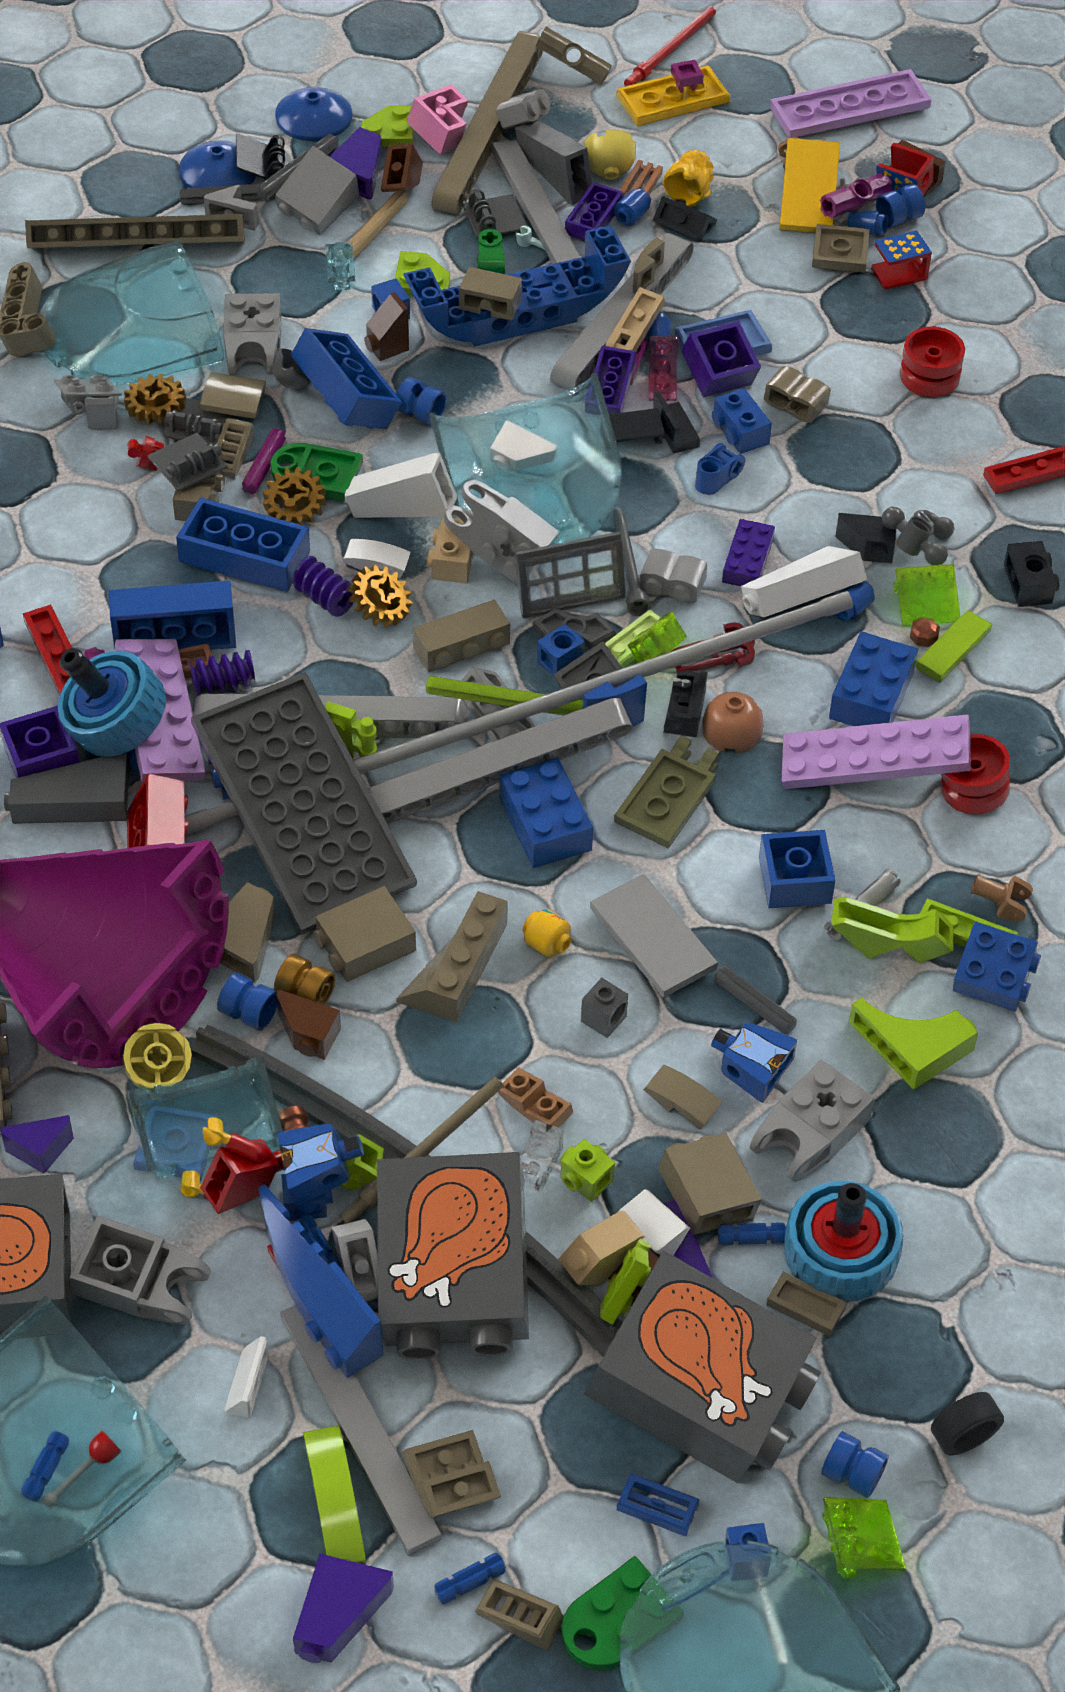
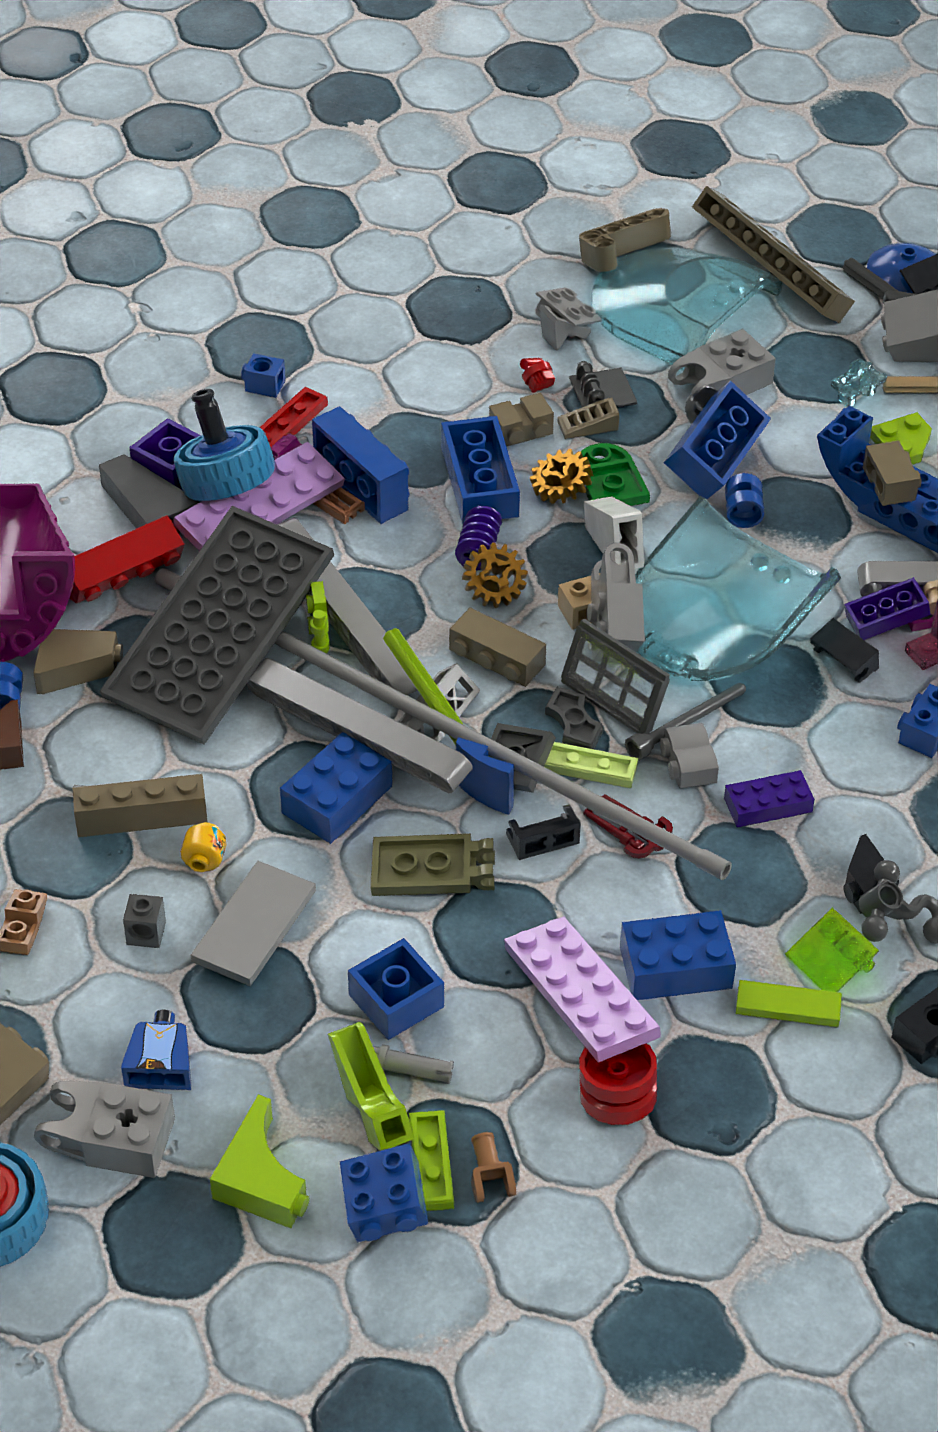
camera: 60 degrees right, 5 degrees down
(154, 398) = (600, 349): pearl gold gear -> none
(188, 461) = (531, 392): dark grey hinge -> none
(222, 673) = (332, 521): dark purple piece -> none
(230, 202) = (864, 291): light grey slope -> none
(232, 395) = (646, 391): dark tan slope -> none
(263, 461) = (621, 439): magenta axle -> none
(303, 980) = (43, 716): pearl gold wheel -> none
(364, 934) = (122, 732): dark tan brick -> none
(367, 553) = (543, 555): white slope -> none
(388, 329) = (801, 446): reddish brown slope -> none
(520, 449) = (735, 579): white slope -> none
(559, 649) = (535, 713): blue brick -> none
(658, 639) = (600, 775): clear neon green slope -> none
(676, 424) = (882, 677): black panel -> none
(684, 1094) = (87, 1021): dark tan slope -> none
(717, 469) = (851, 727): blue piece -> none
(733, 722) = (549, 874): nougat cylinder -> none
(755, 999) = (232, 1029): dark grey axle -> none
(803, 581) = (755, 845): white slope -> none
(862, 597) = (775, 897): blue brick -> none
(924, 631) = (786, 971): copper tile -> none

